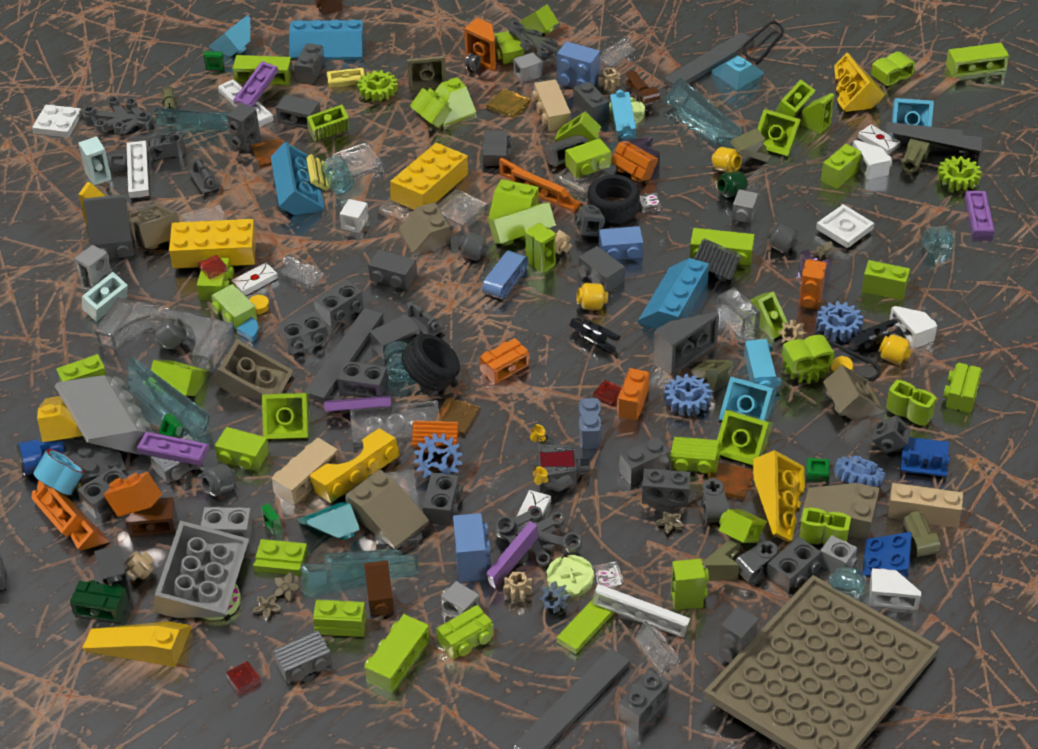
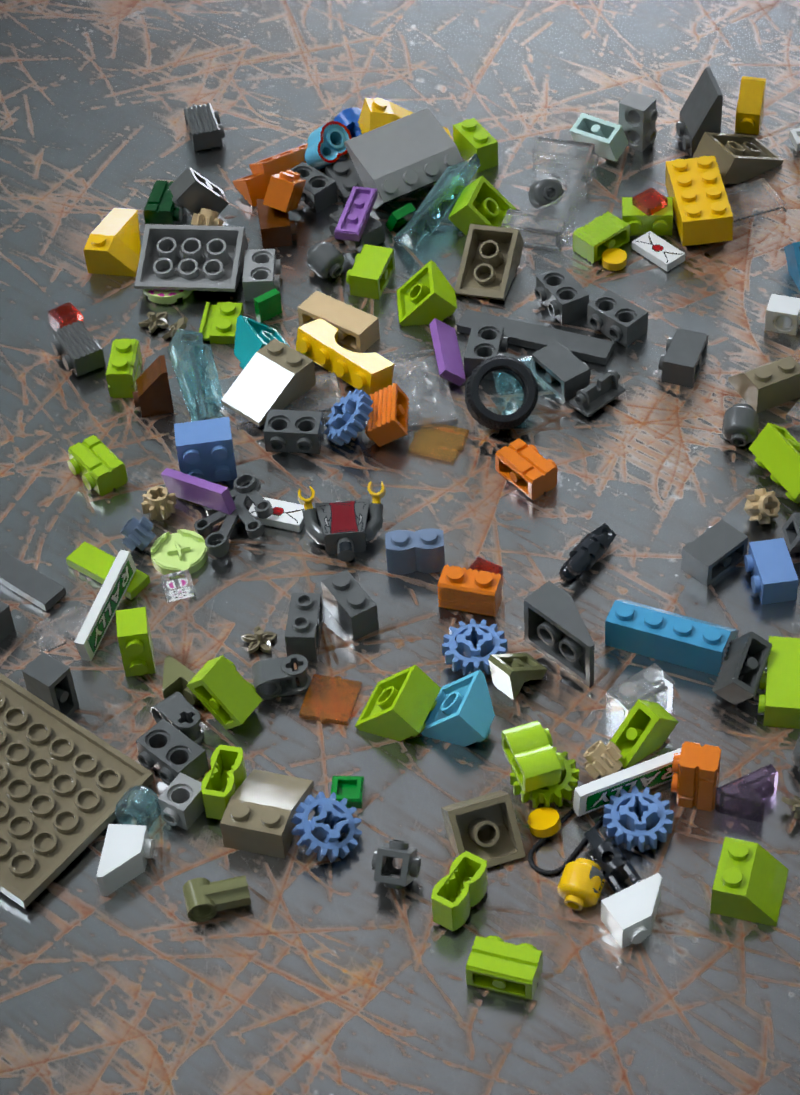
camera: 90 degrees right, 0 degrees up
(249, 329) = (570, 256): dark azure tile -> none
(301, 272) = (674, 284): clear hinge -> none
(397, 653) = (74, 415): lime brick -> none
(458, 599) = (140, 458): light grey brick -> none
(505, 274) = (691, 460): medium blue beam -> none
(540, 247) = (734, 480): lime brick -> none
(592, 296) = (655, 544): yellow head -> none
(695, 454) = (361, 654): lime brick -> none
(760, 363) = (552, 714): medium azure brick -> none
(779, 488) = (300, 744): yellow wedge -> none
(808, 316) = (645, 774): none -> white tile
(888, 553) = (183, 856): blue hinge -> none
(925, 457) = (369, 913): blue hinge -> none
(937, 505) = (265, 901): tan brick -> none

